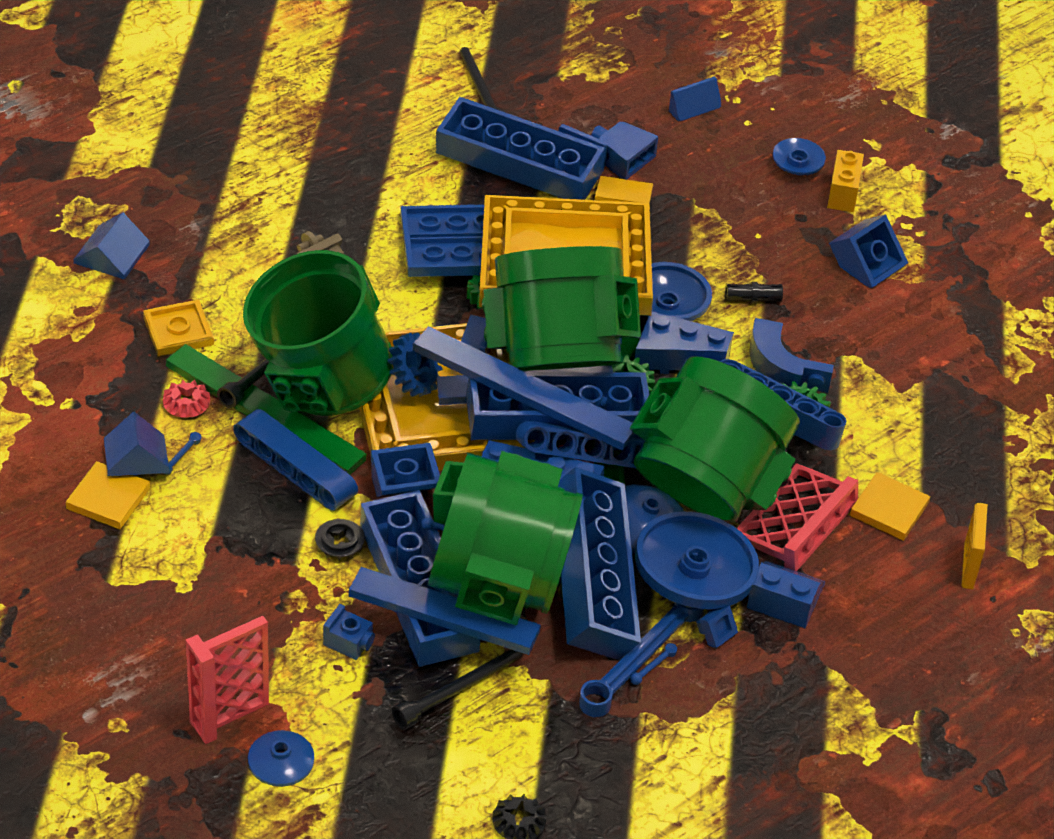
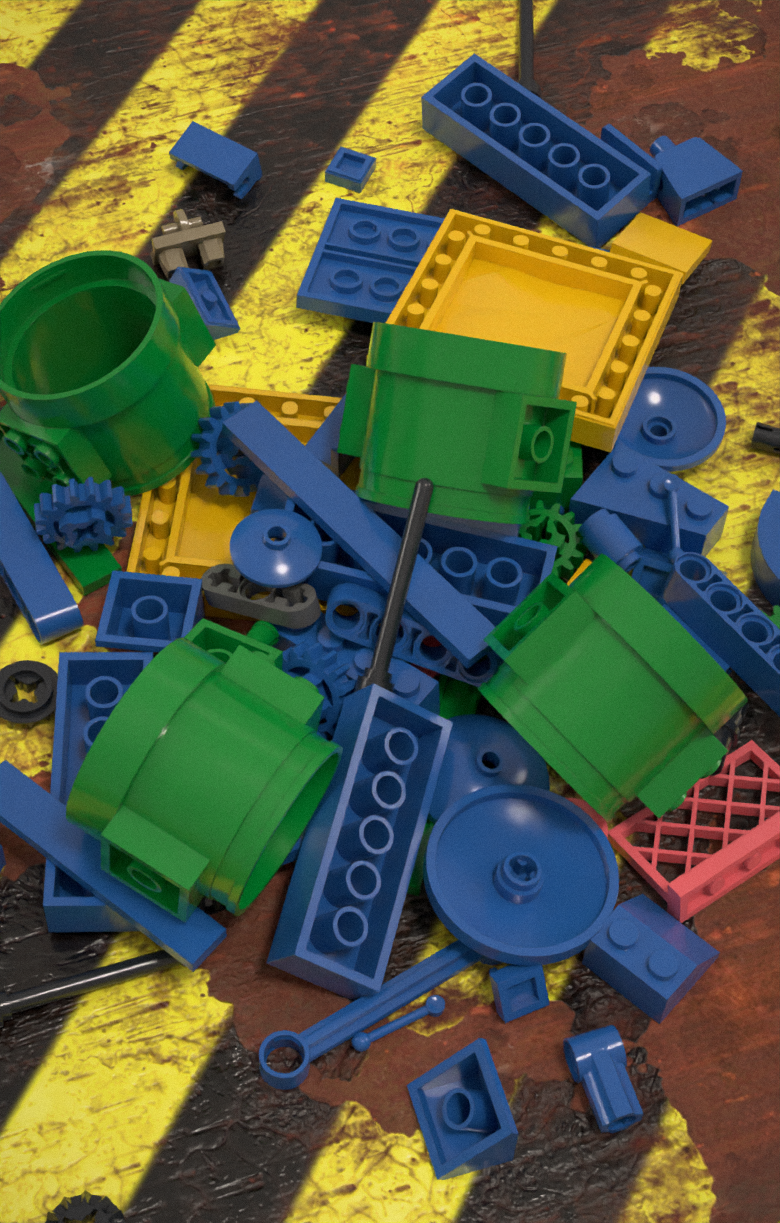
camera: 20 degrees right, 10 degrees up
(312, 195) = (217, 158): none -> blue hinge
(337, 422) = (83, 514): none -> blue gear
(400, 187) = (350, 169): none -> blue tile
(453, 443) = (288, 606): none -> dark grey beam
(477, 408) = (275, 562): none -> blue dish
(567, 415) = (398, 589): none -> black piece
(666, 364) = (610, 536): none -> blue brick
(696, 325) = (671, 485): none -> blue hinge
(717, 695) = (464, 1113): none -> blue slope
(783, 654) = (600, 1064): none -> blue piece

